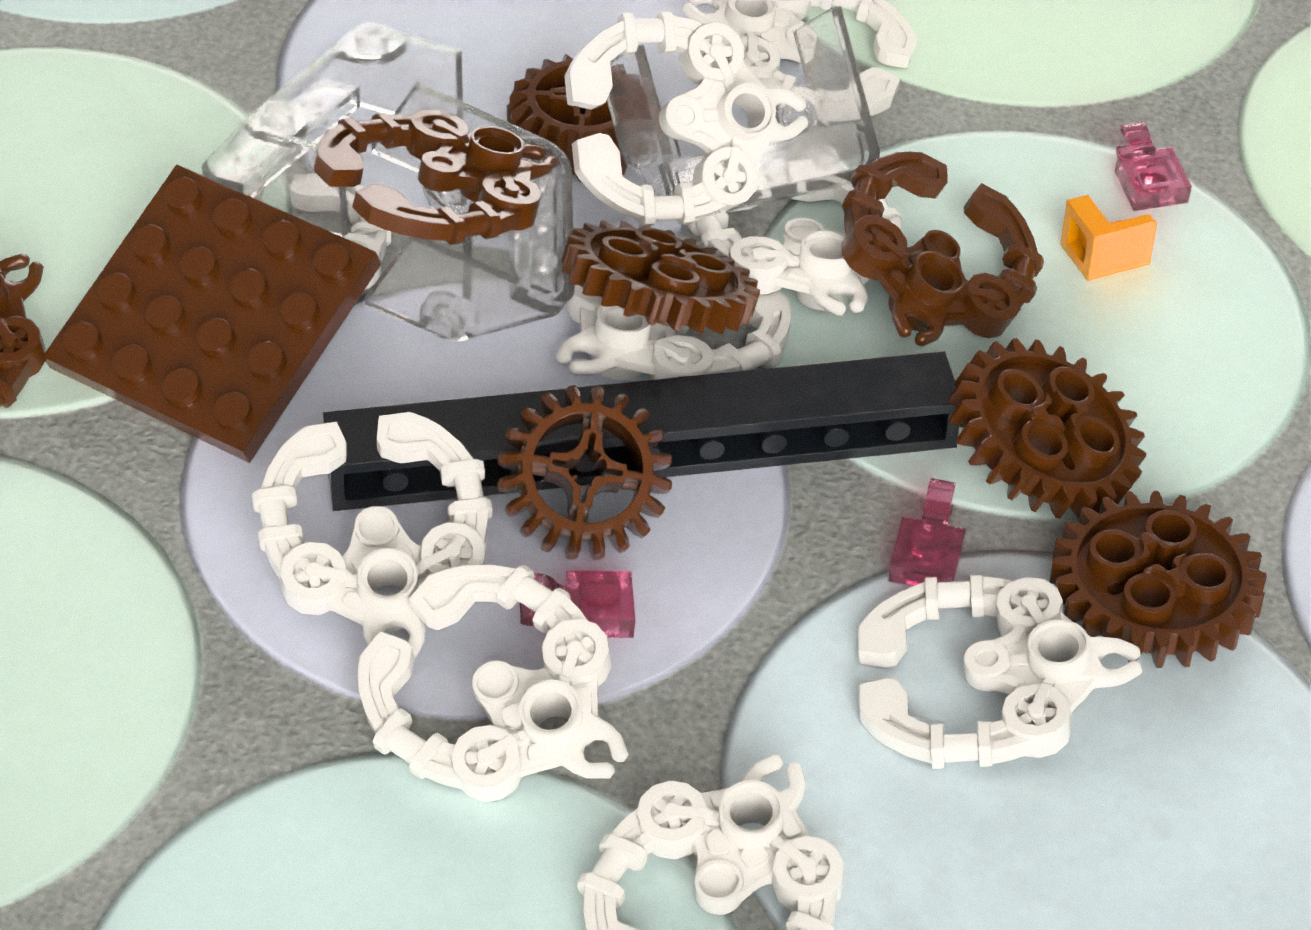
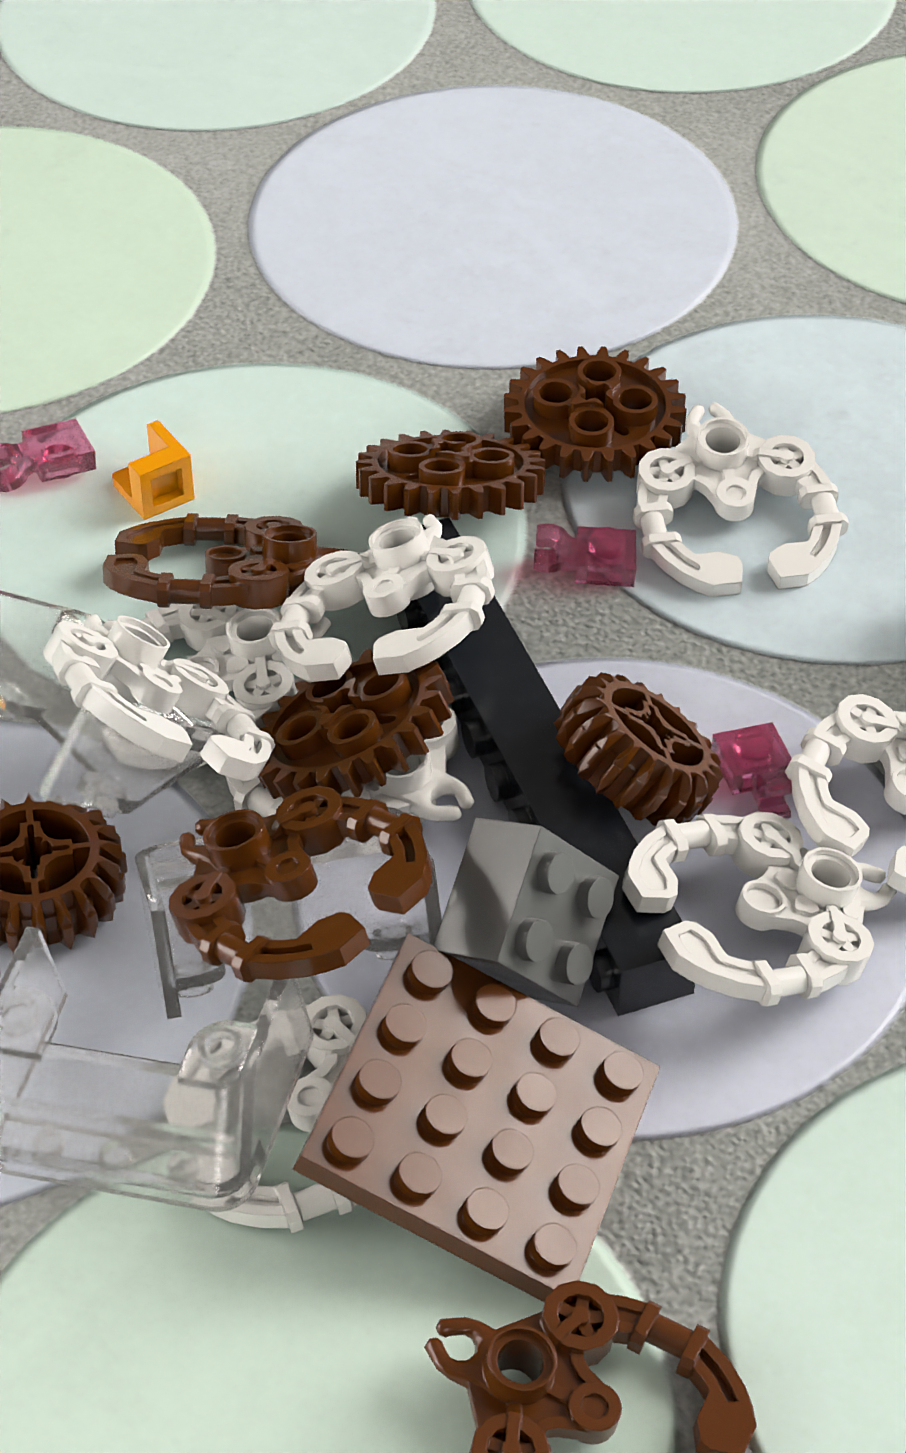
camera: 100 degrees left, 0 degrees up
(386, 339) = (527, 910): none -> dark grey brick
(832, 327) = (397, 569): none -> white piece

